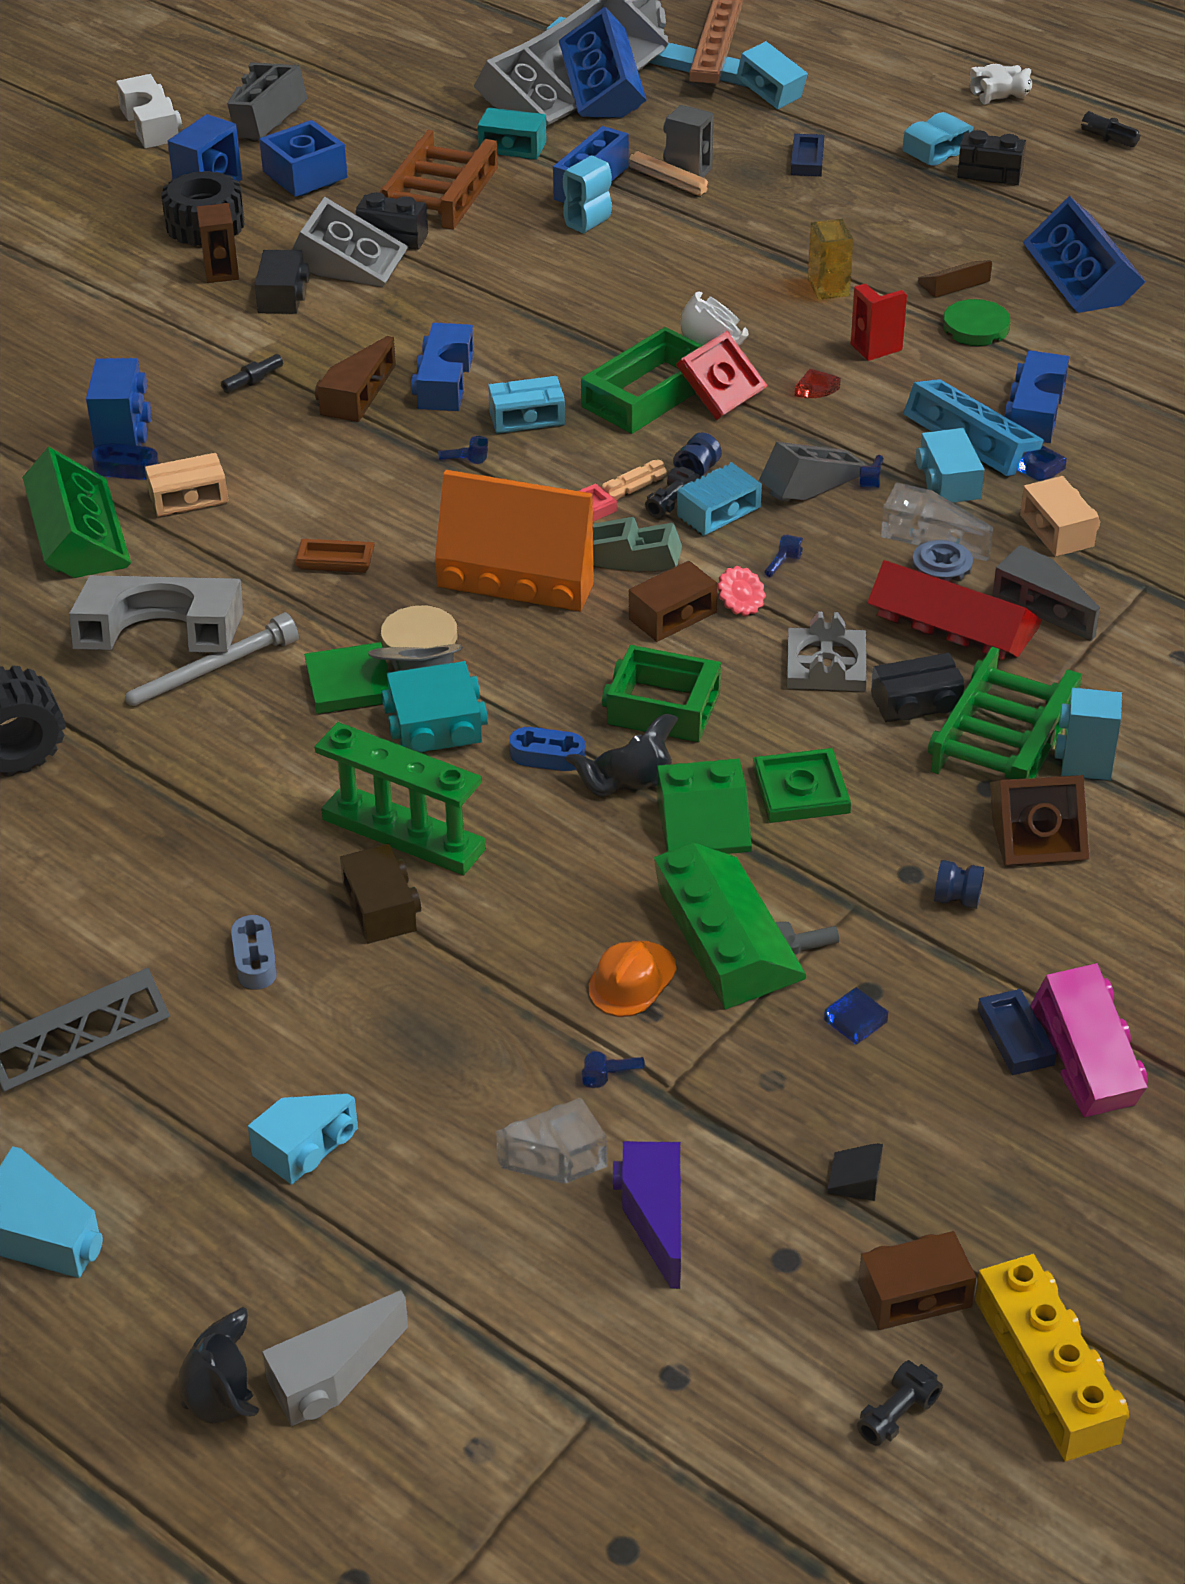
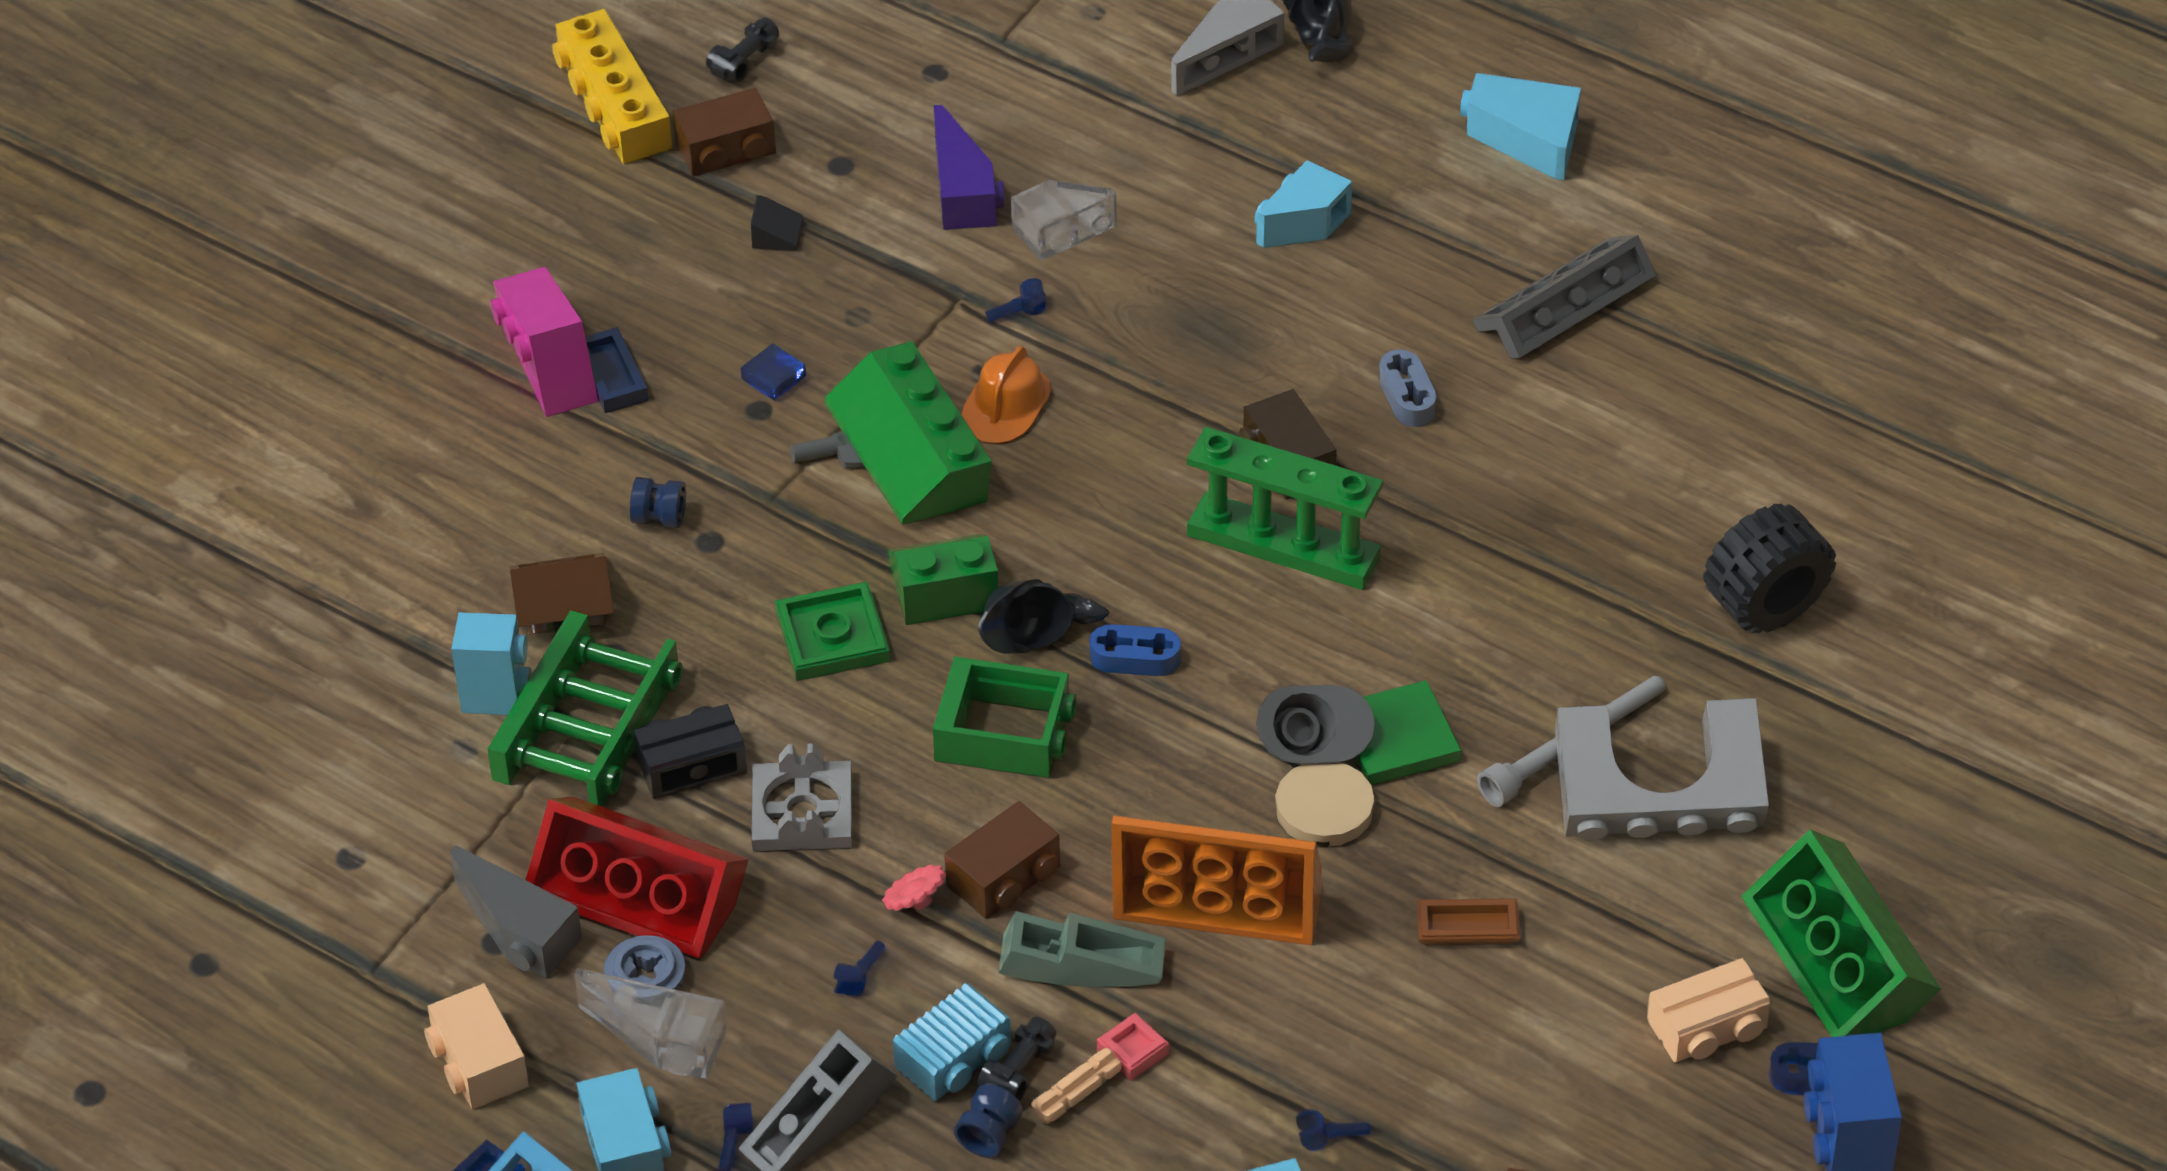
camera: 175 degrees right, 5 degrees up
(434, 707) = (1273, 653): teal brick -> none

